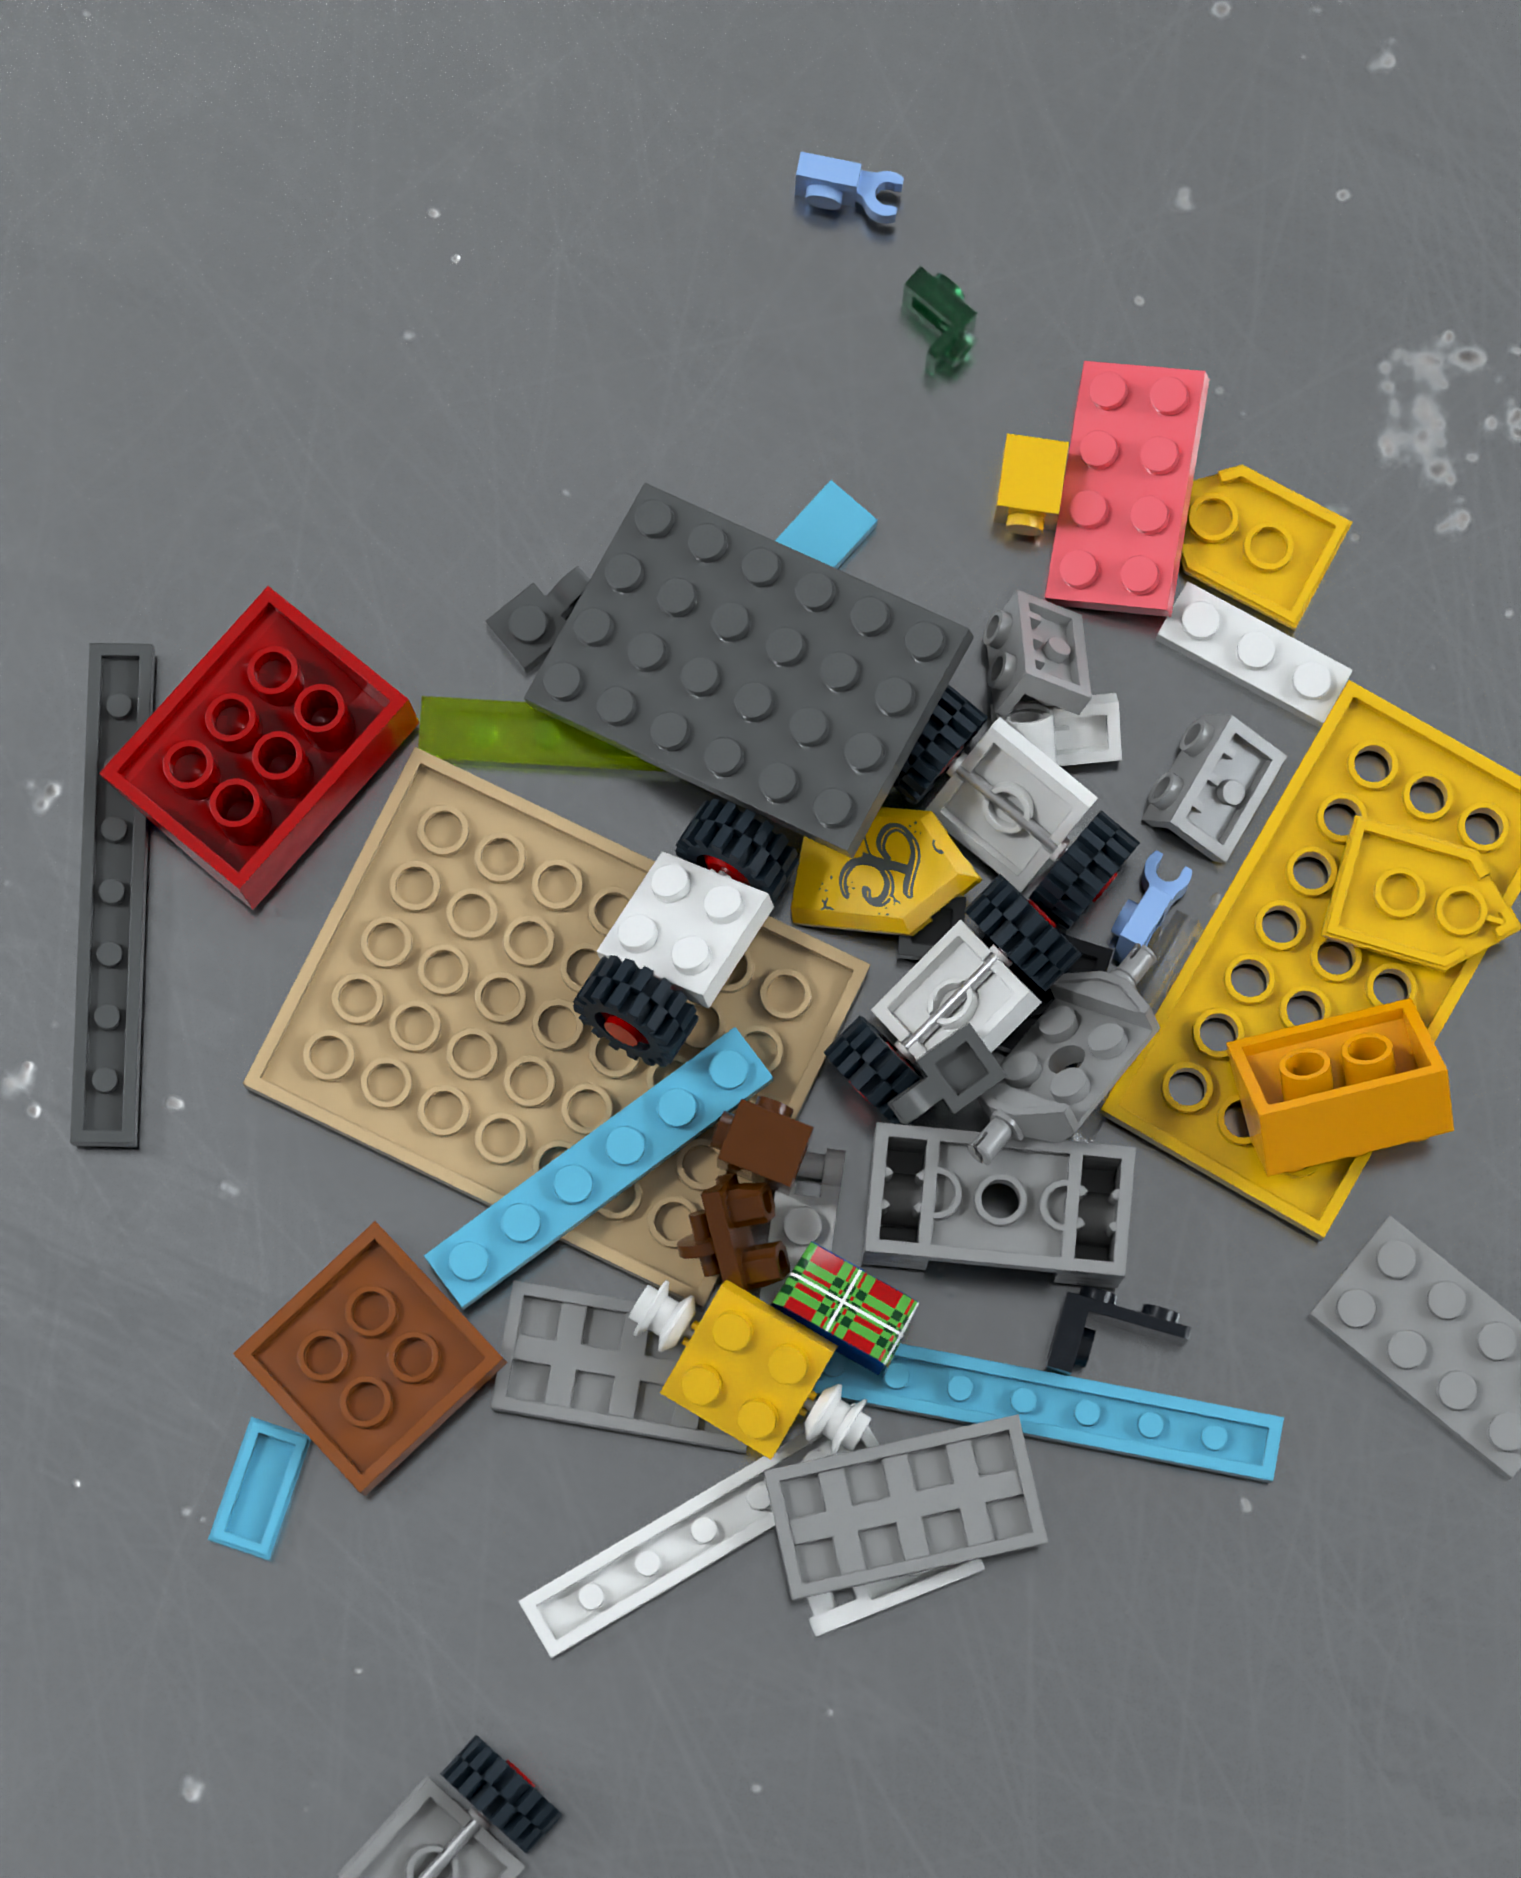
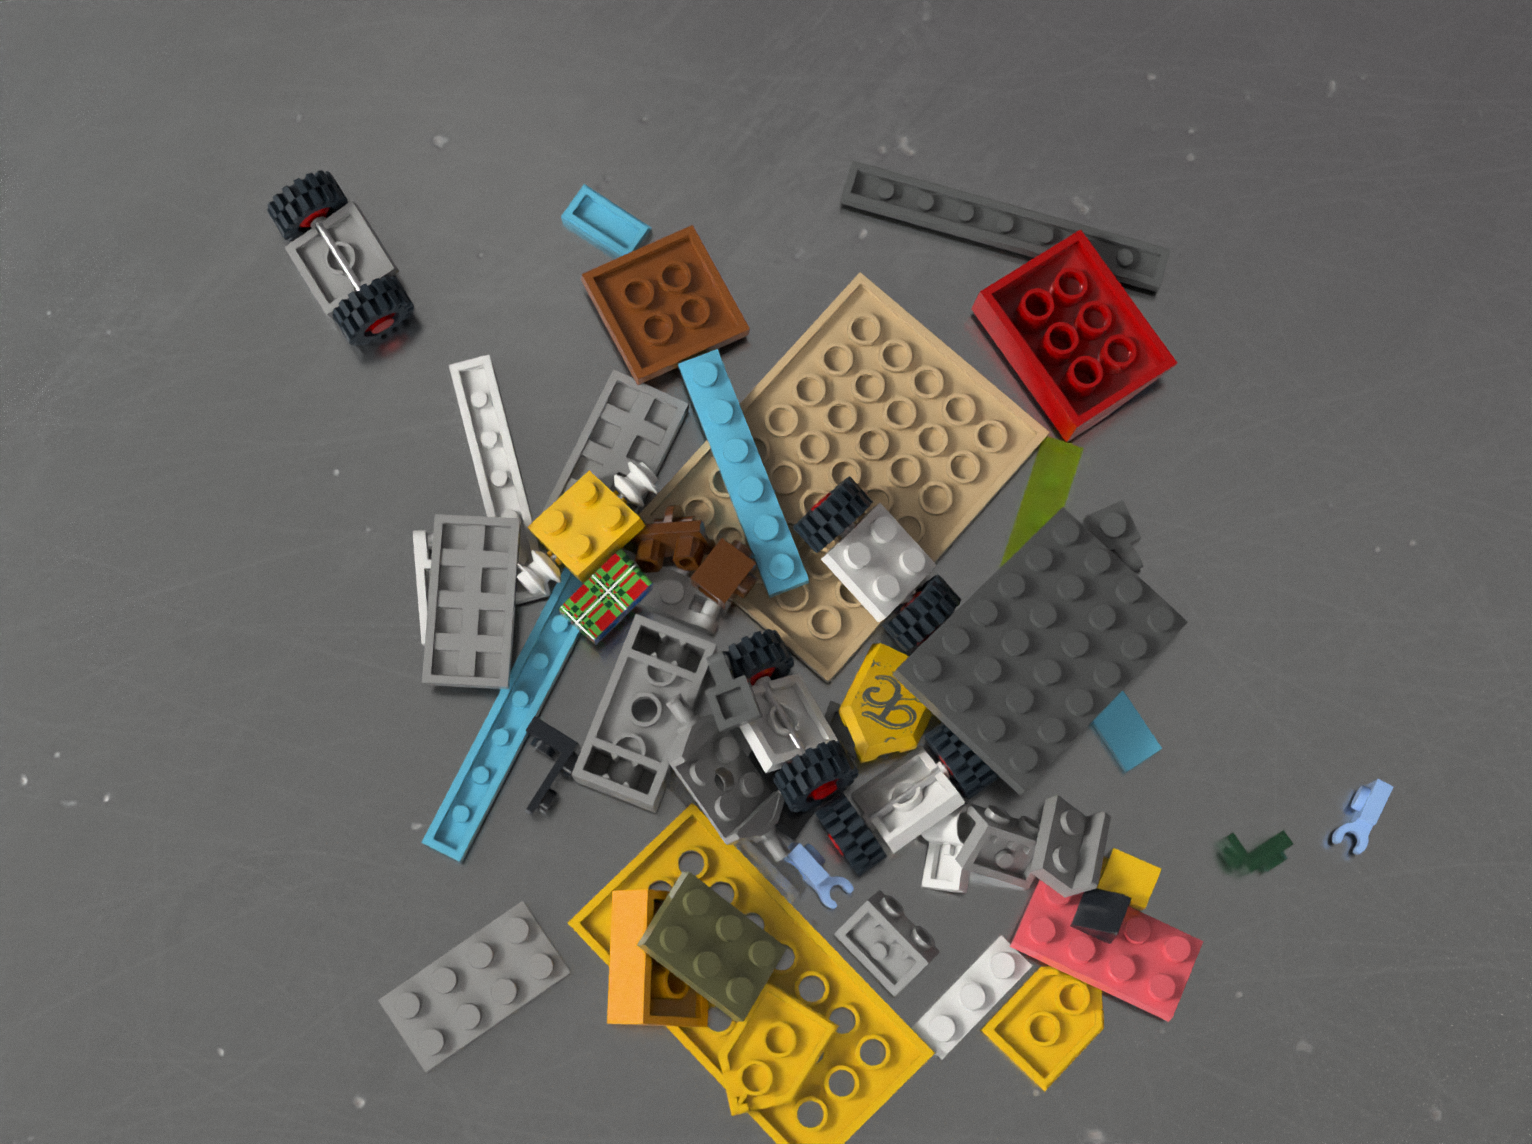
camera: 110 degrees right, 0 degrees up
(1013, 563) = (1069, 847): none -> light grey bracket
(1094, 498) = (1101, 914): none -> black slope
(1306, 1011) = (712, 946): none -> olive plate

